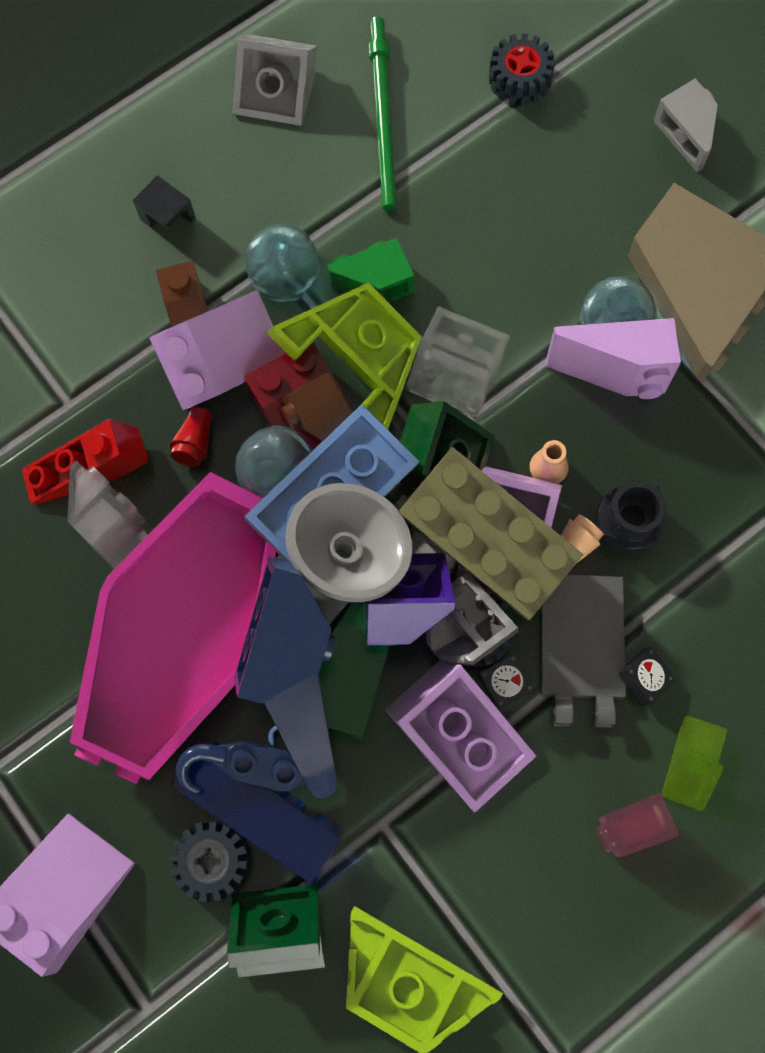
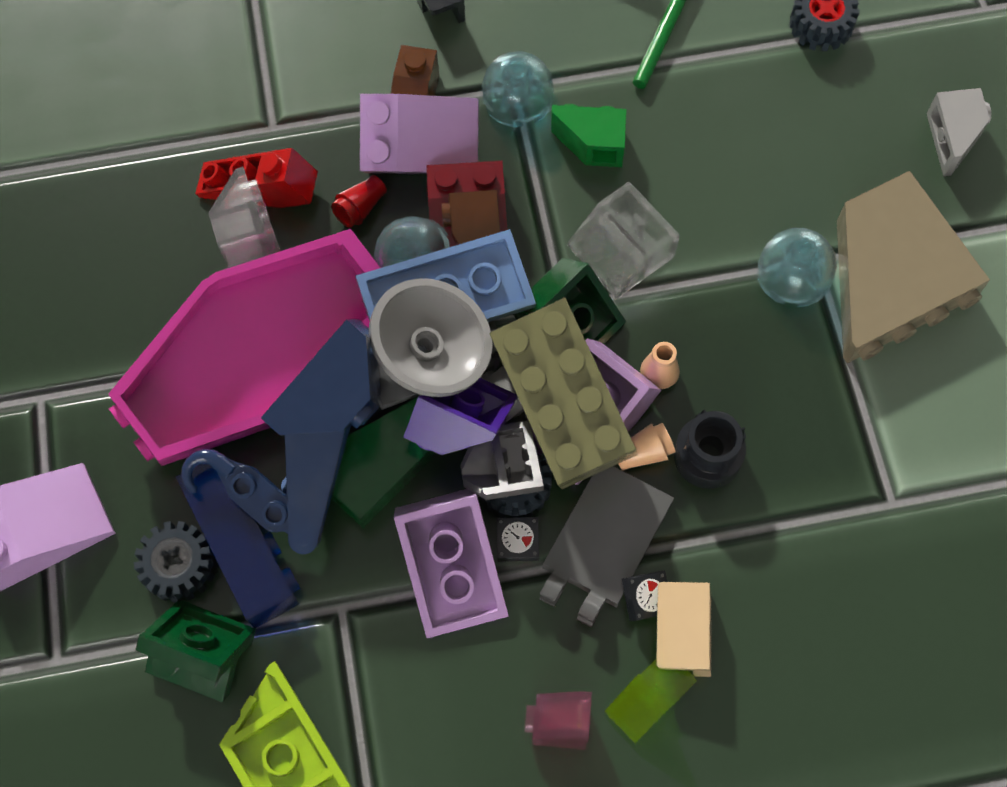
camera: 25 degrees right, 5 degrees down
(365, 337) = (552, 180): lime wing -> none
(618, 356) = (772, 297): lavender slope -> none
(695, 689) = (684, 627): none -> tan panel

